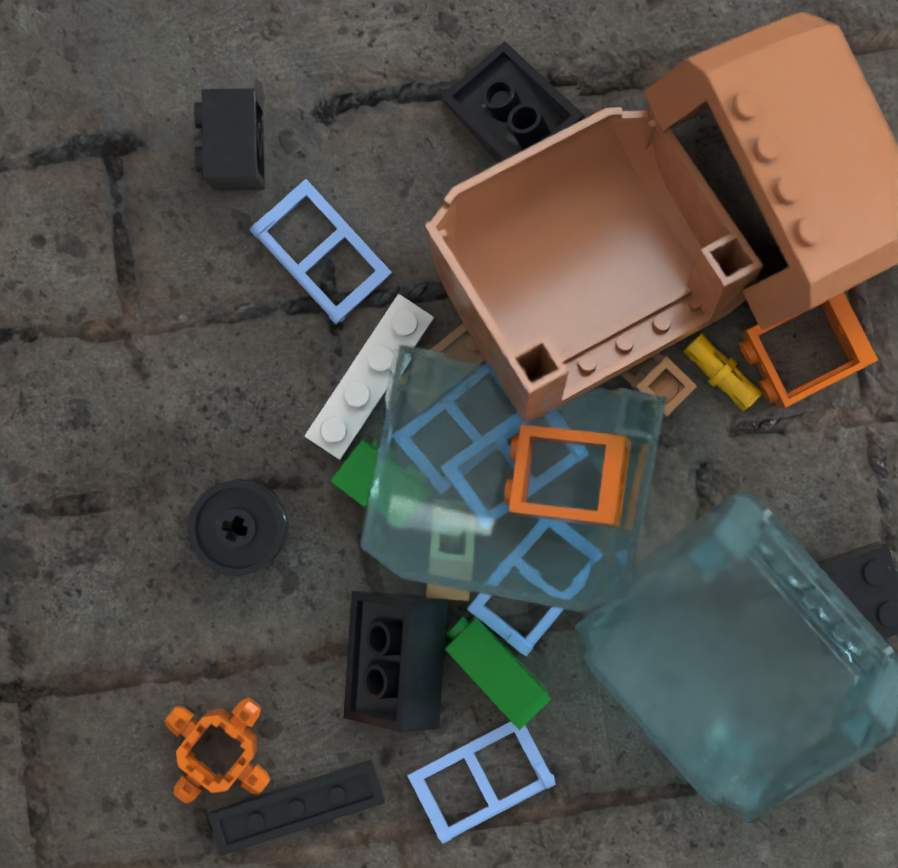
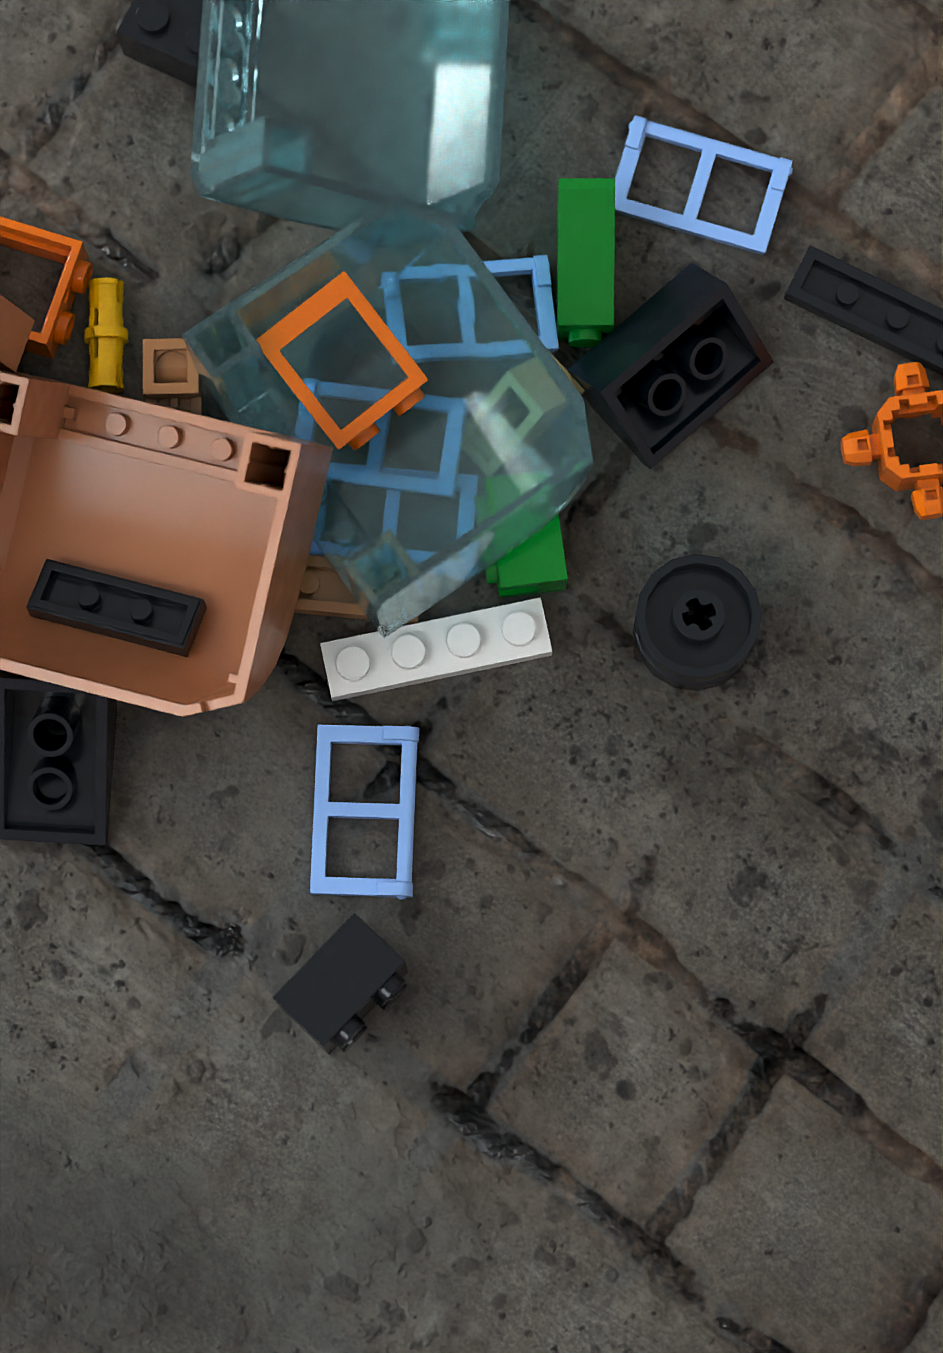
camera: 135 degrees left, 10 degrees down
(559, 223) = (116, 607): none -> black tile

